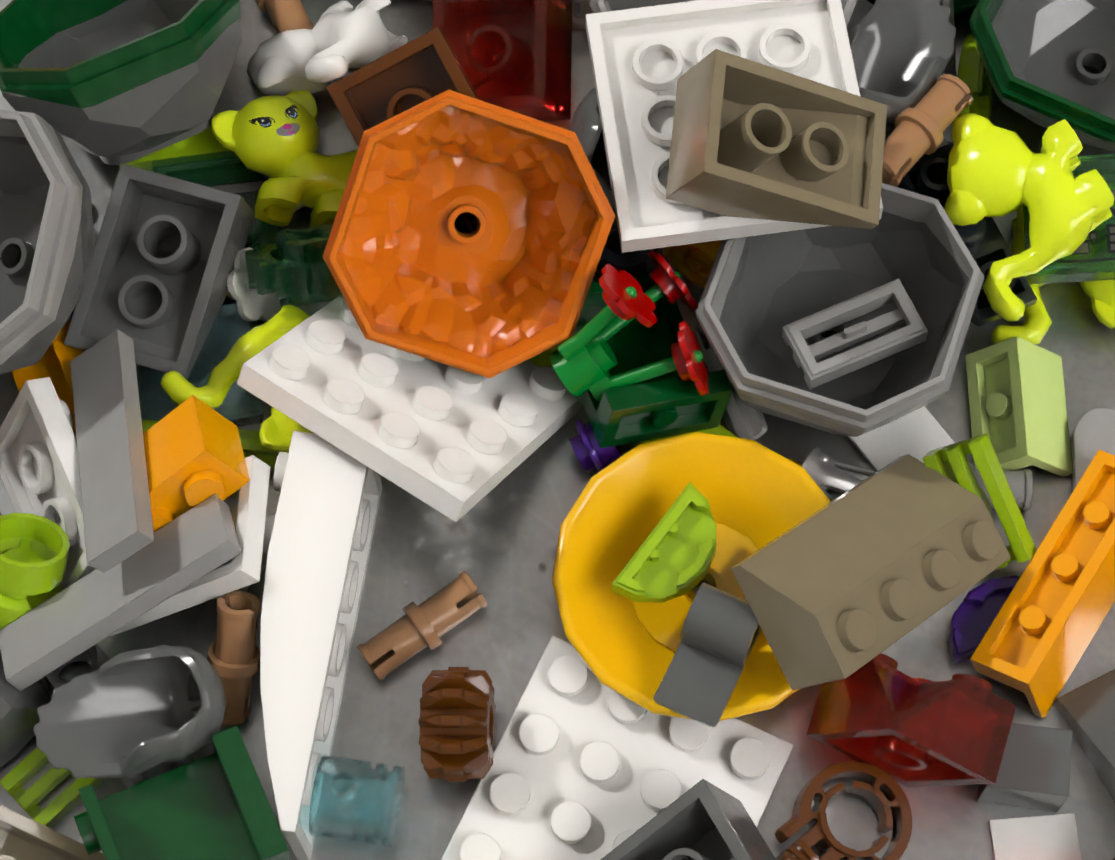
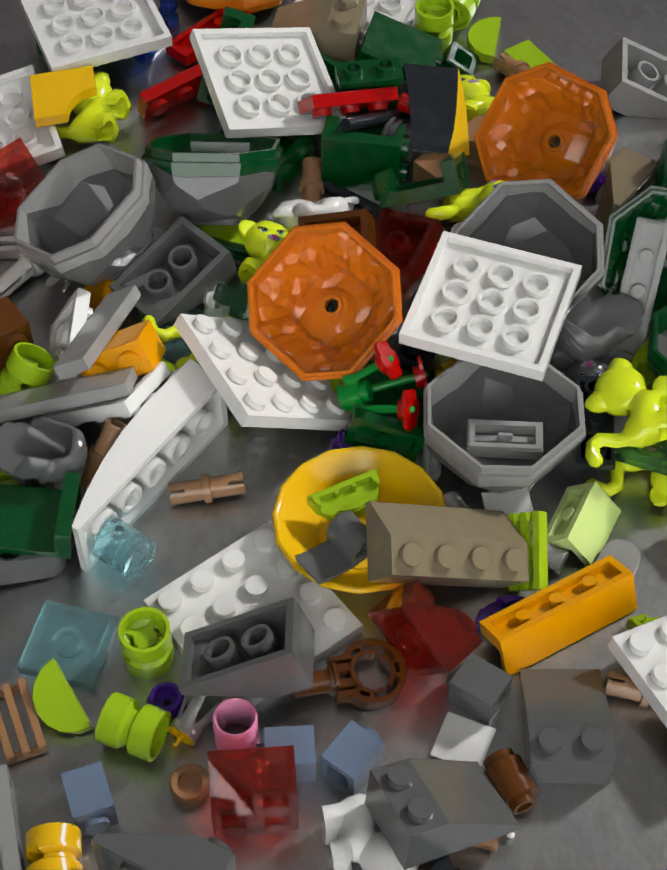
camera: 25 degrees right, 15 degrees down
(457, 724) = (193, 533): reddish brown gear -> none
(774, 146) = (501, 318): dark tan slope -> none
(922, 127) = (590, 353): medium nougat pin -> none

